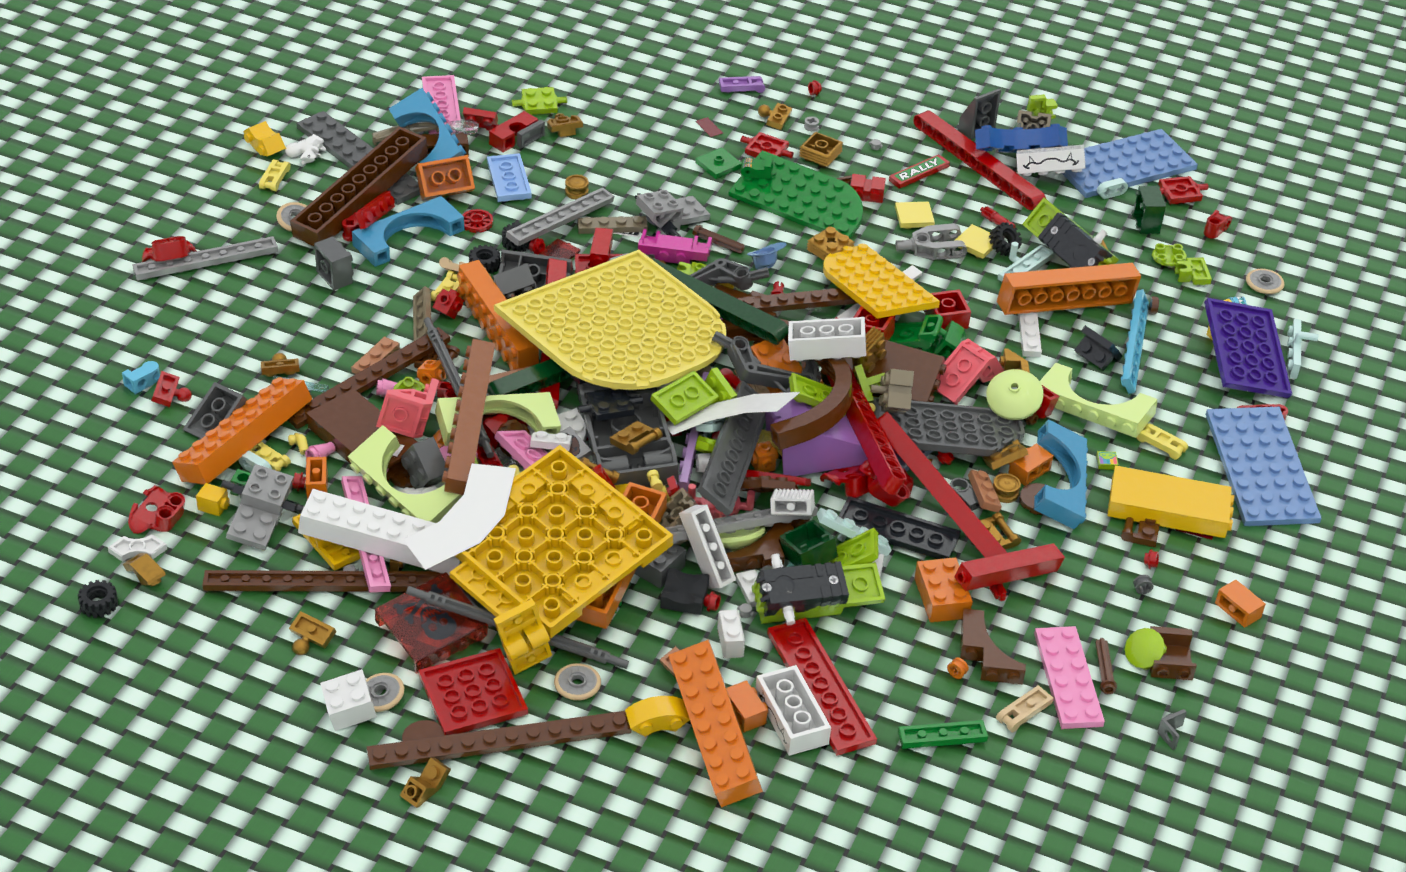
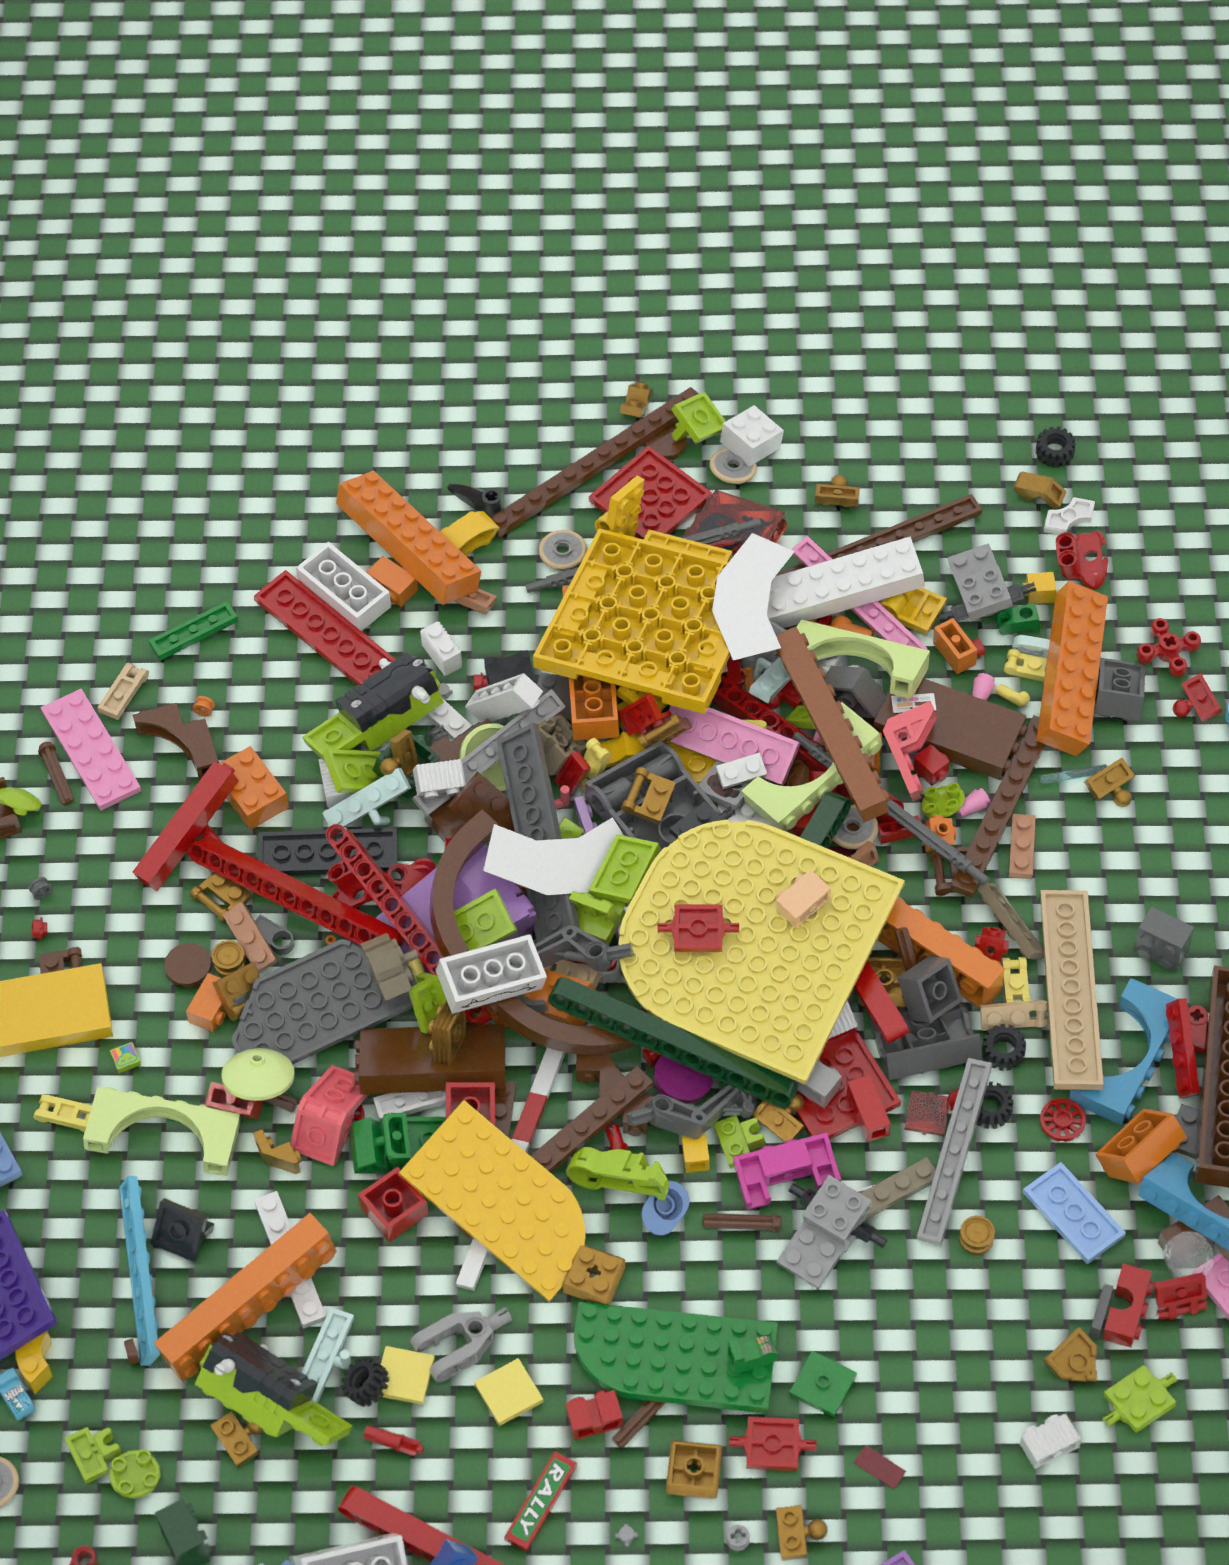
camera: 160 degrees right, 15 degrees up
(156, 426) = (1168, 647): none -> red gear
(390, 720) = (697, 418): none -> lime bracket
(416, 263) = (1071, 990): none -> tan plate
(575, 312) = (802, 898): none -> light nougat brick
(605, 98) = (1049, 1440): none -> white brick
(624, 753) = (486, 501): none -> black piece
(659, 328) = (698, 927): none -> red plate
(789, 270) = (616, 1171): none -> lime piece
(812, 532) = (403, 754): none -> pearl gold plate
(1071, 451) = (149, 952): dark azure arch -> none

